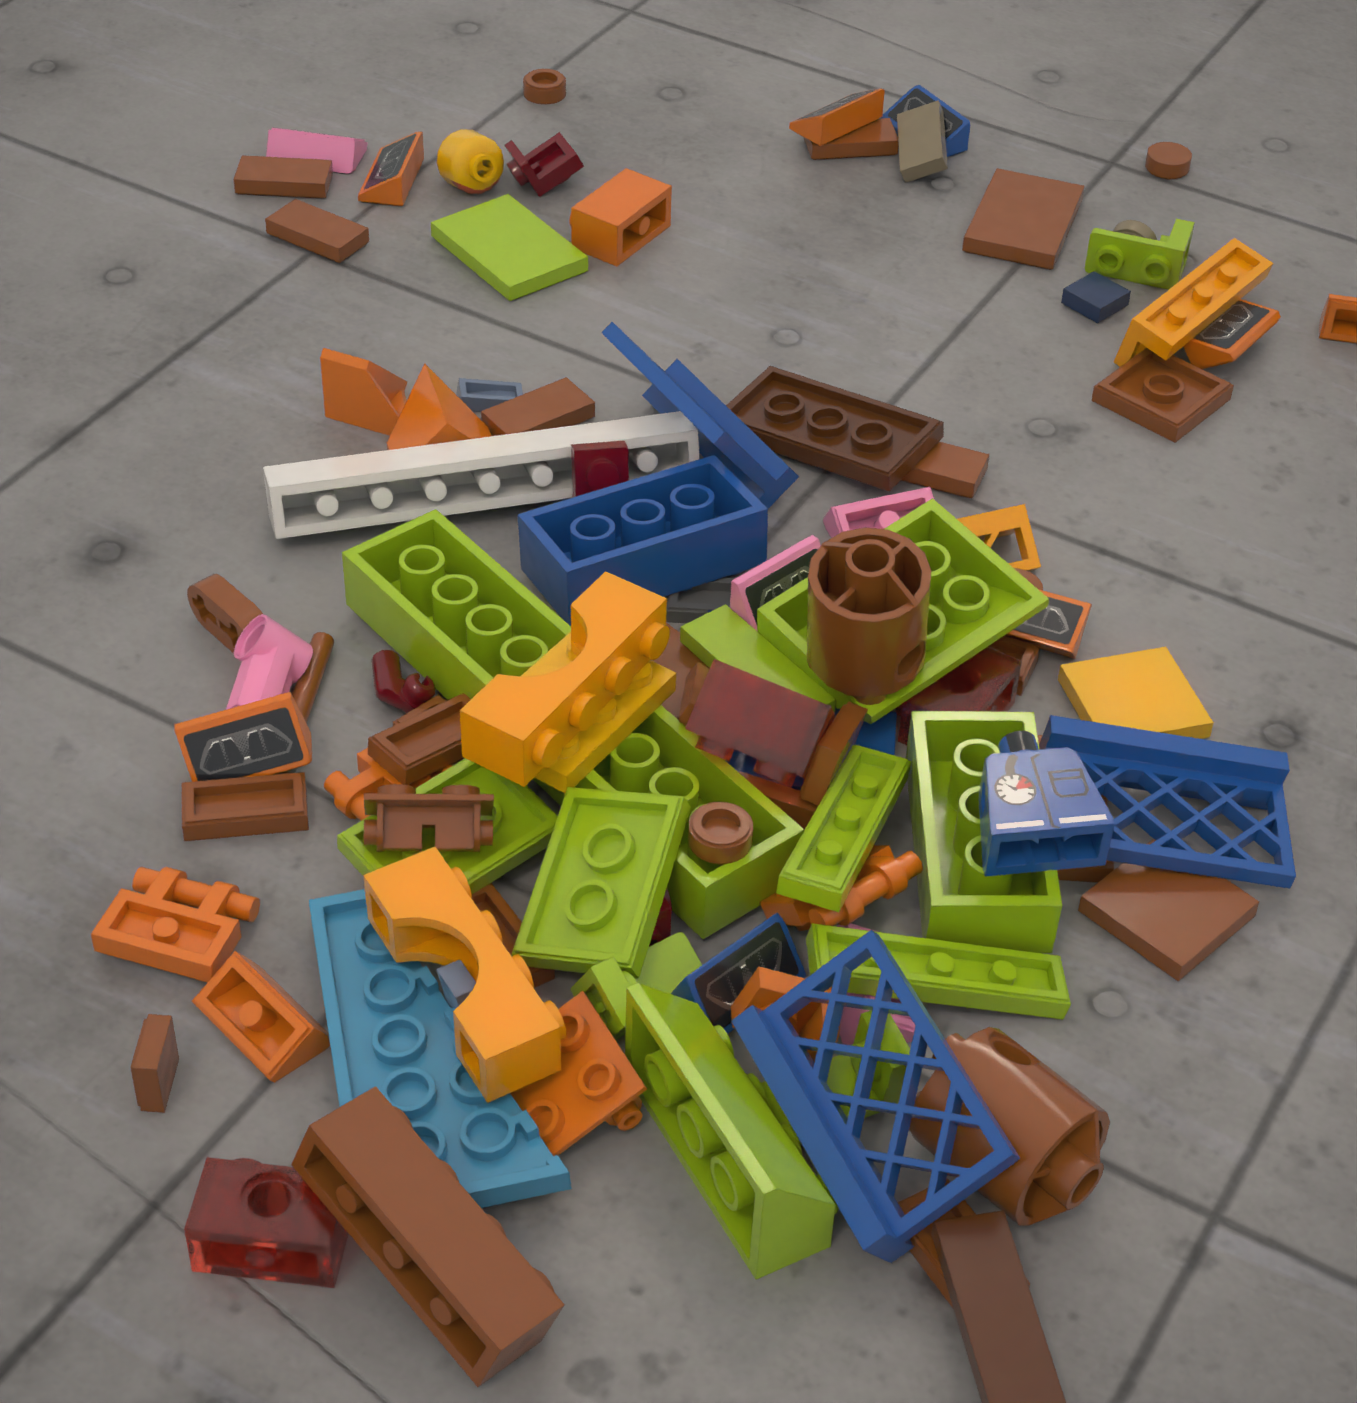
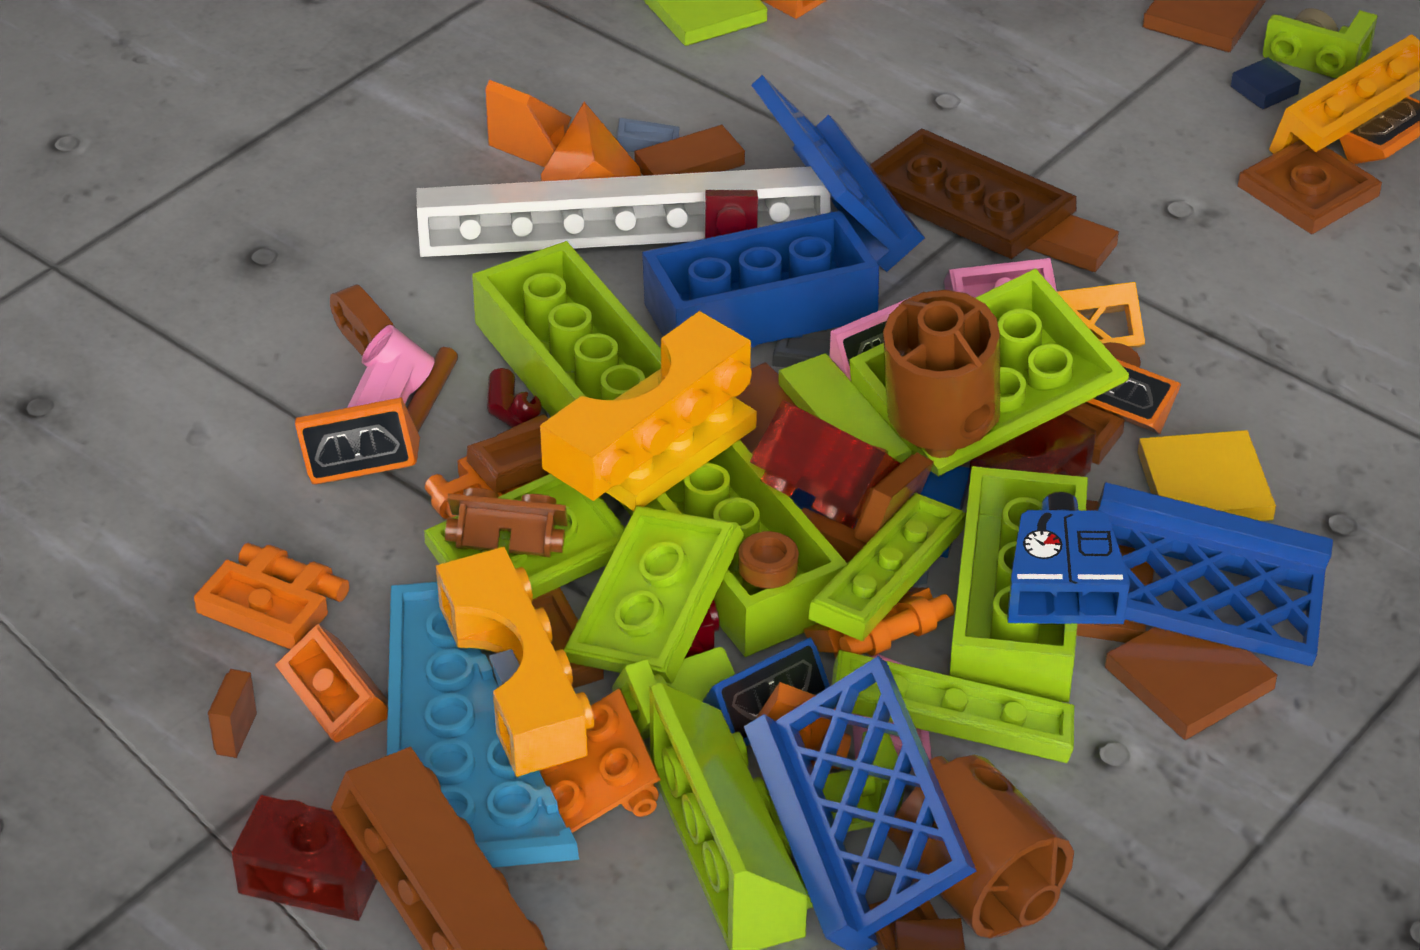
camera: 10 degrees right, 0 degrees up
(244, 806) = (351, 498): dark orange tile -> none

